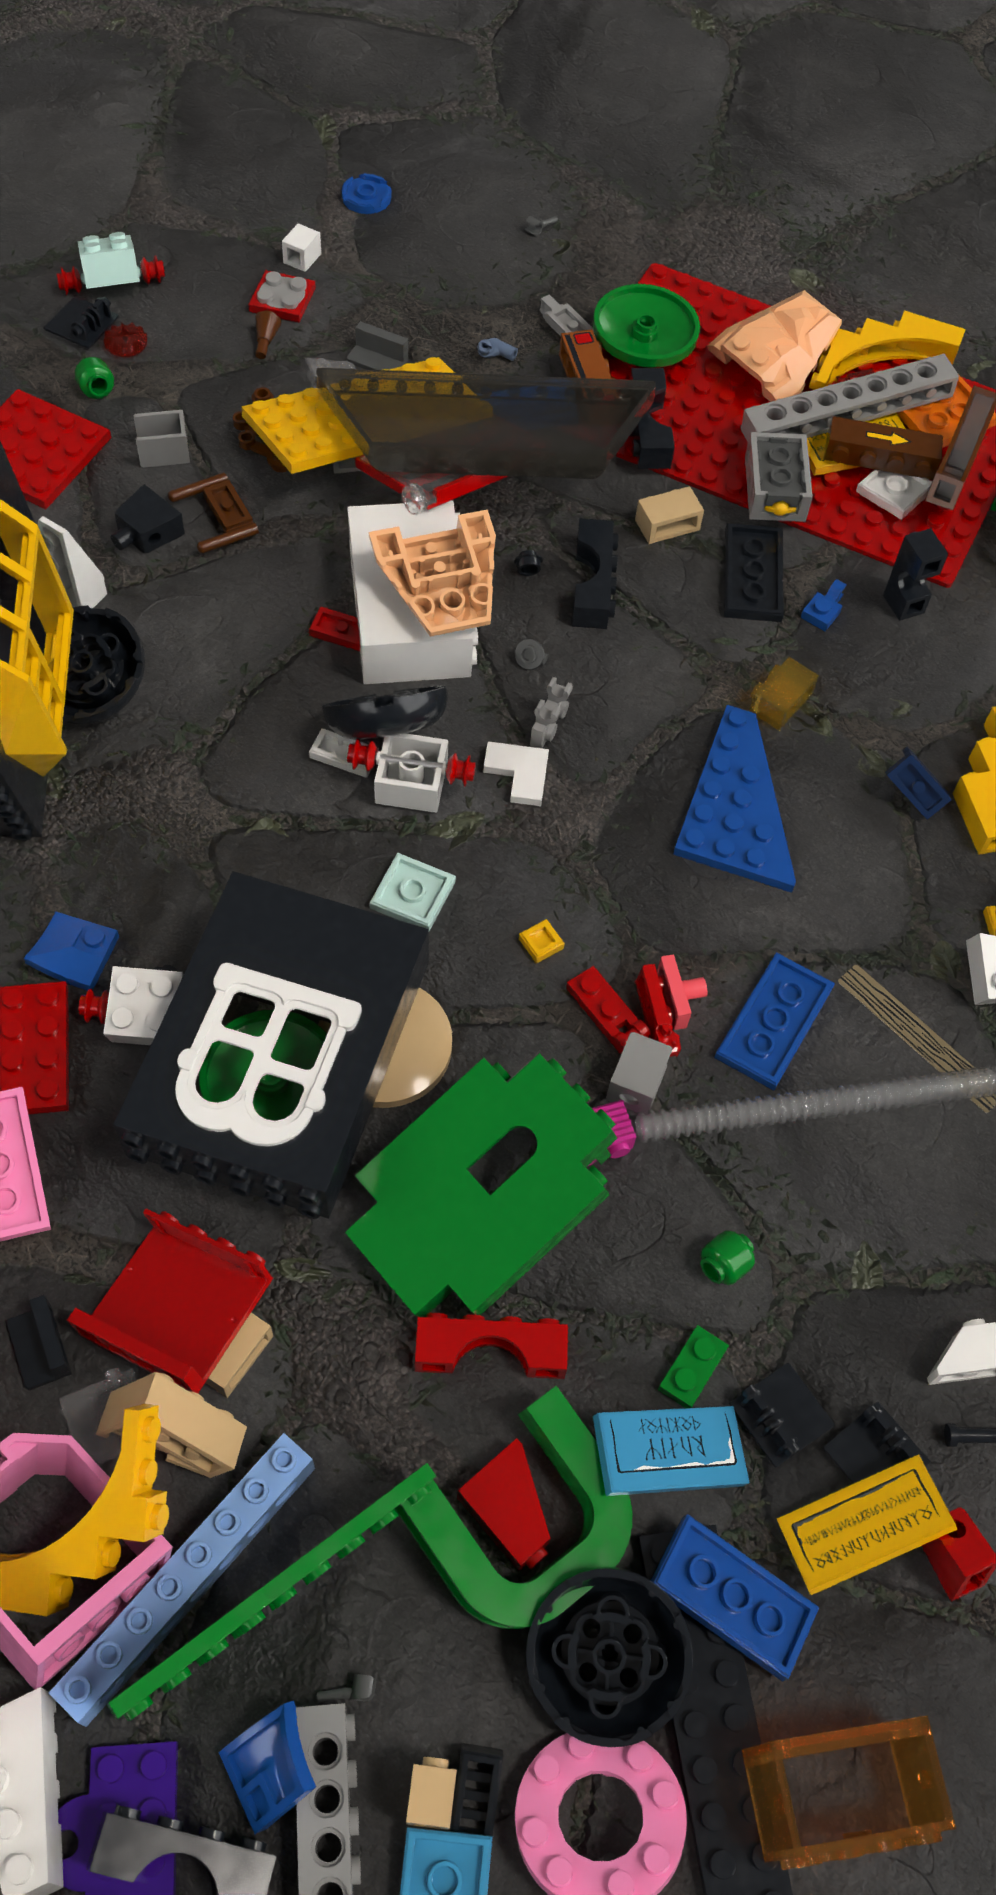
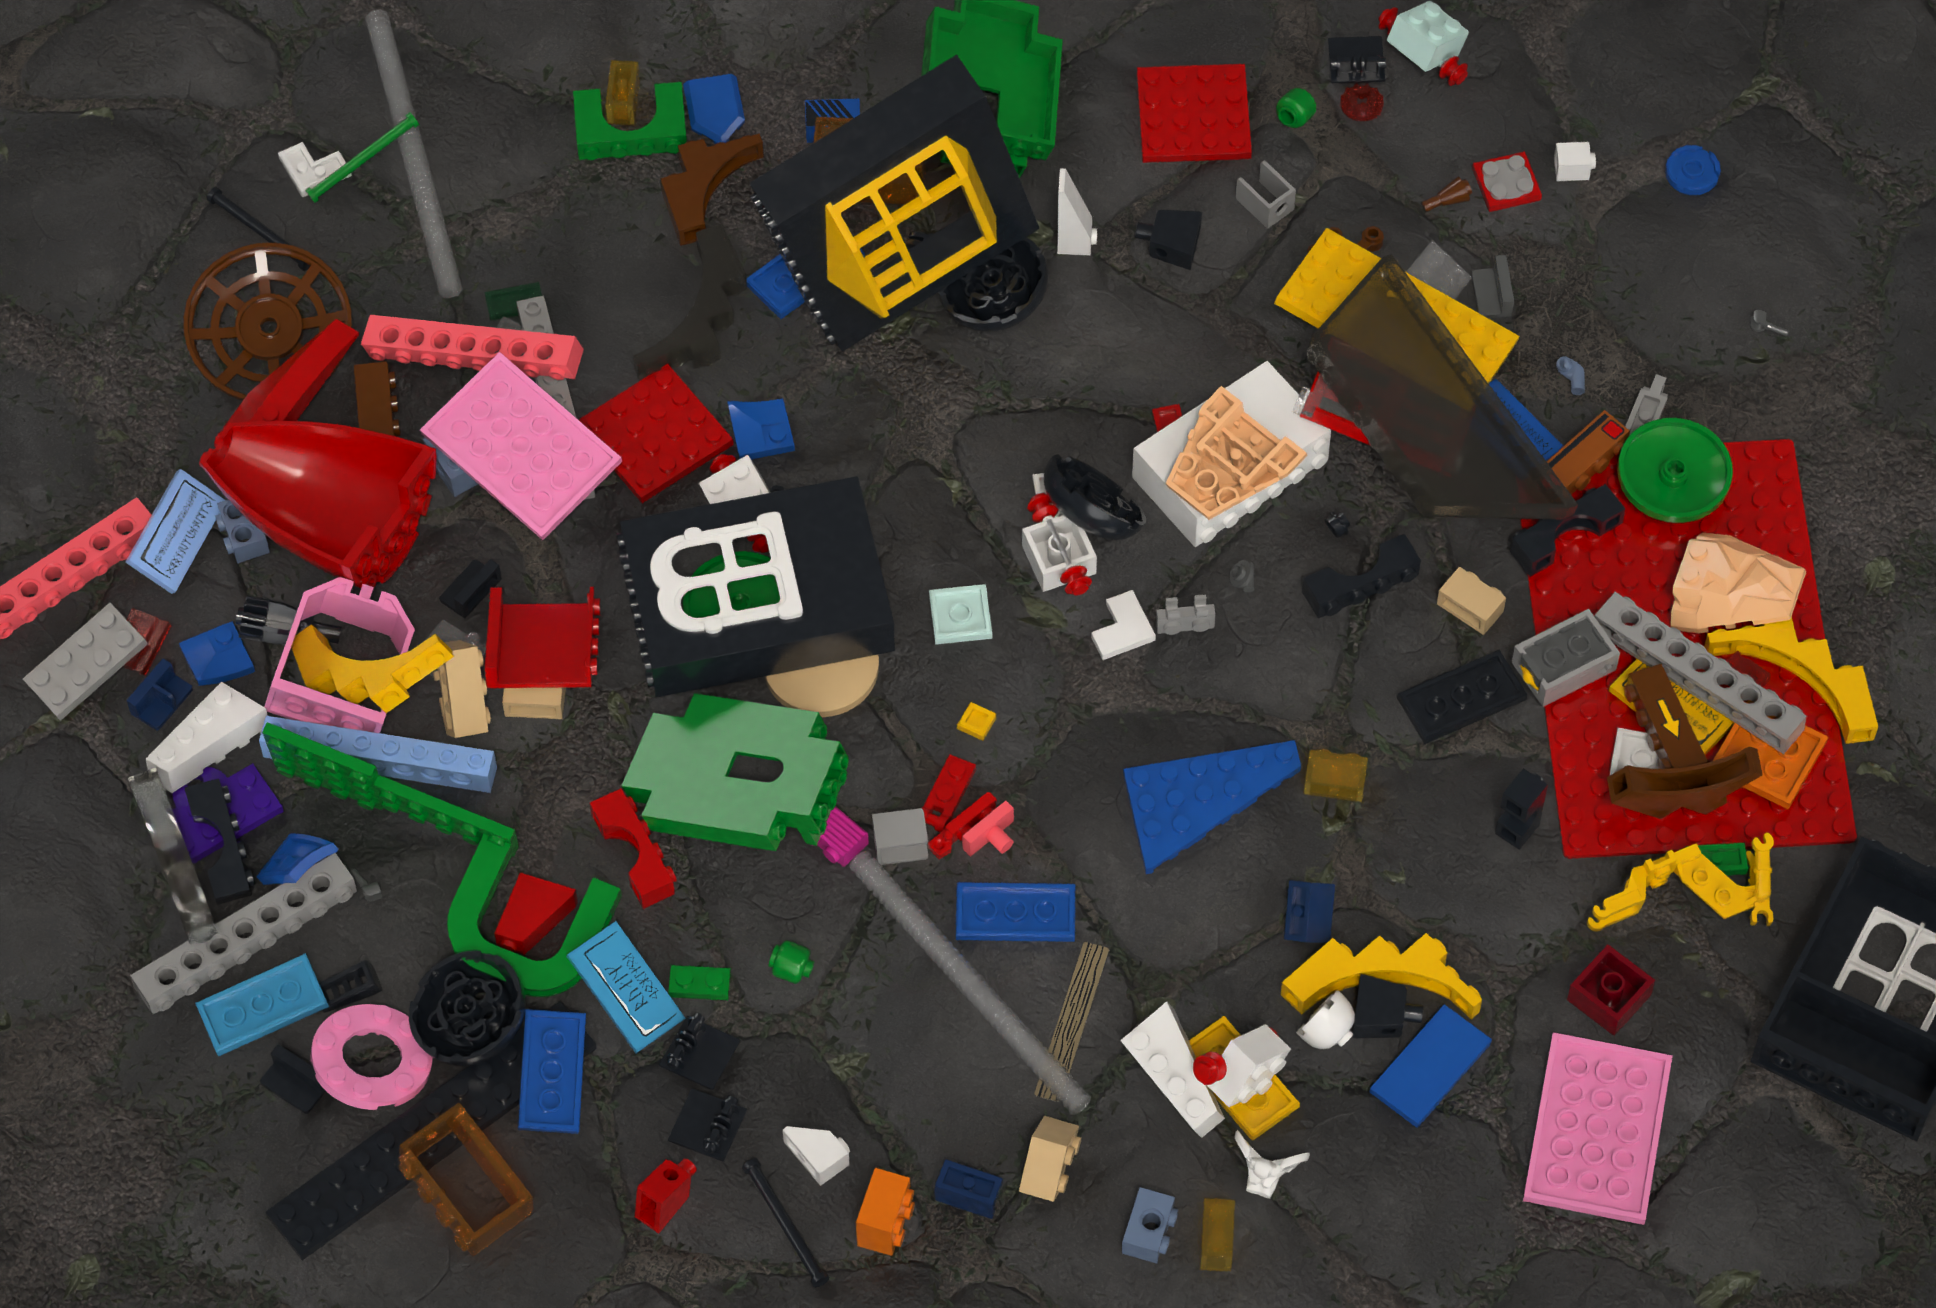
camera: 65 degrees right, 0 degrees up
(226, 507) = (1231, 283): reddish brown plate -> none
(431, 1794) = (328, 951): tan piece -> none
(824, 609) = (1457, 767): blue plate -> none
(866, 1524) = (646, 1125): yellow tile -> none

